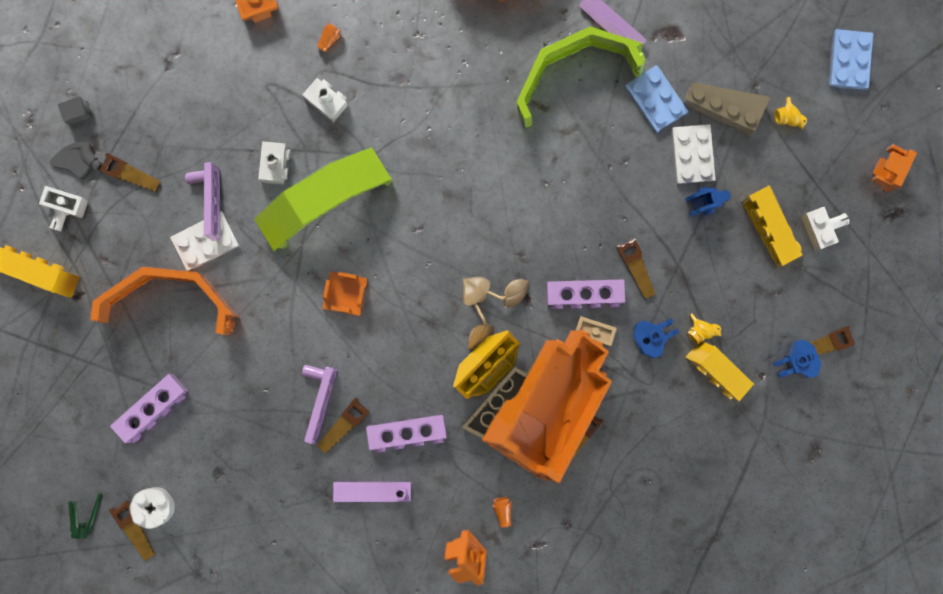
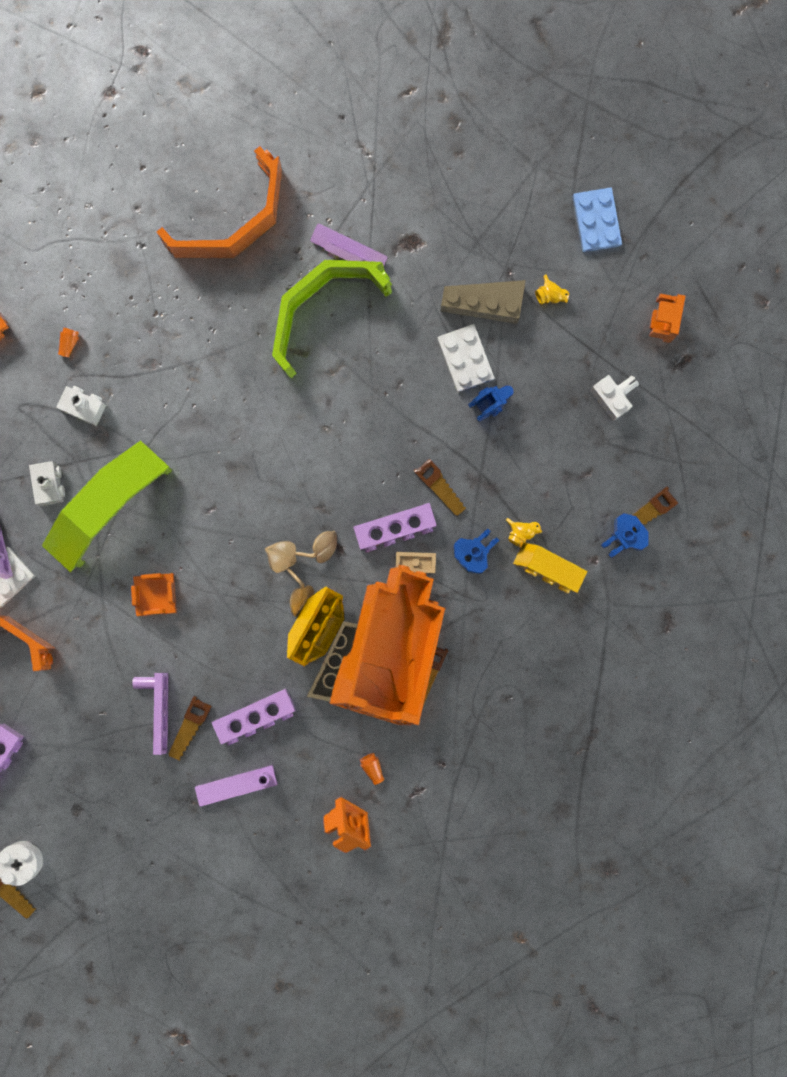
camera: 10 degrees left, 0 degrees up
(656, 99) = (413, 313): light blue plate -> none
(772, 226) = (563, 408): yellow wedge -> none

